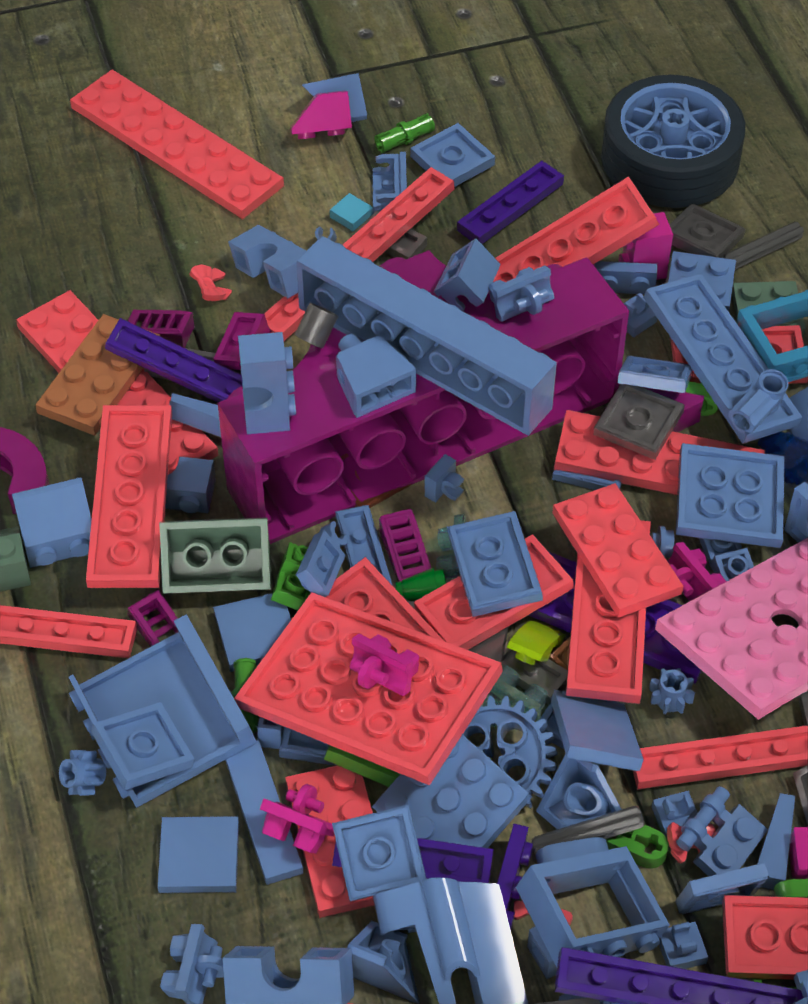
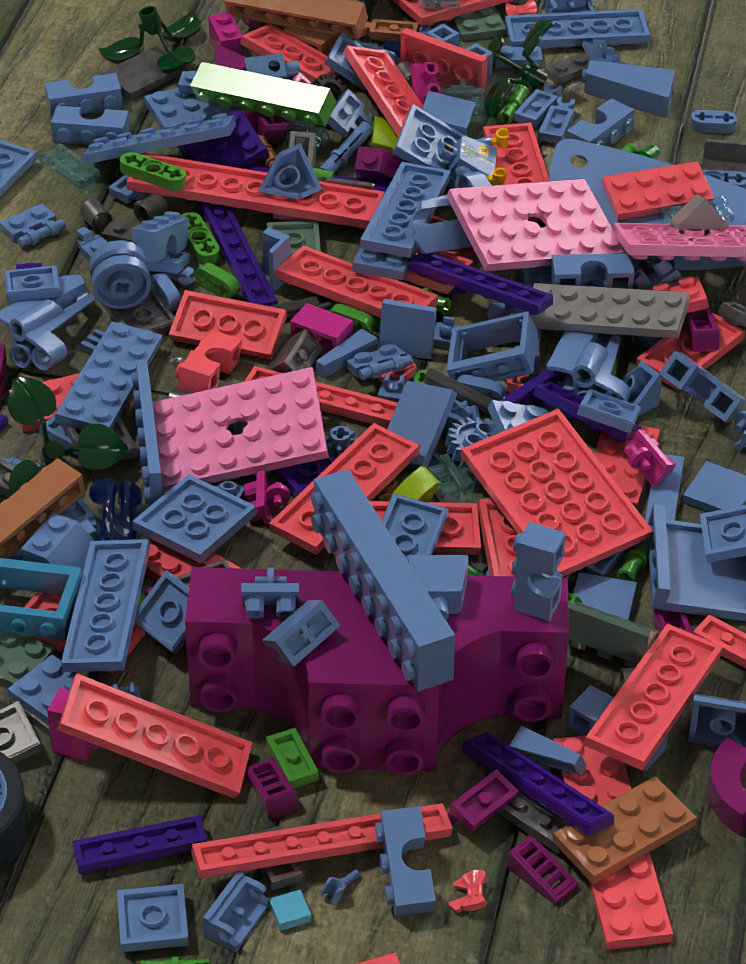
camera: 150 degrees left, 10 degrees down
(316, 325) = (465, 632): flat silver beam -> none
(381, 665) = (547, 487): dark pink hips -> none
(617, 550) = (296, 528): coral plate -> none
(664, 540) = (261, 526): medium blue plate -> none
(759, 401) = (113, 543): medium blue piece -> none

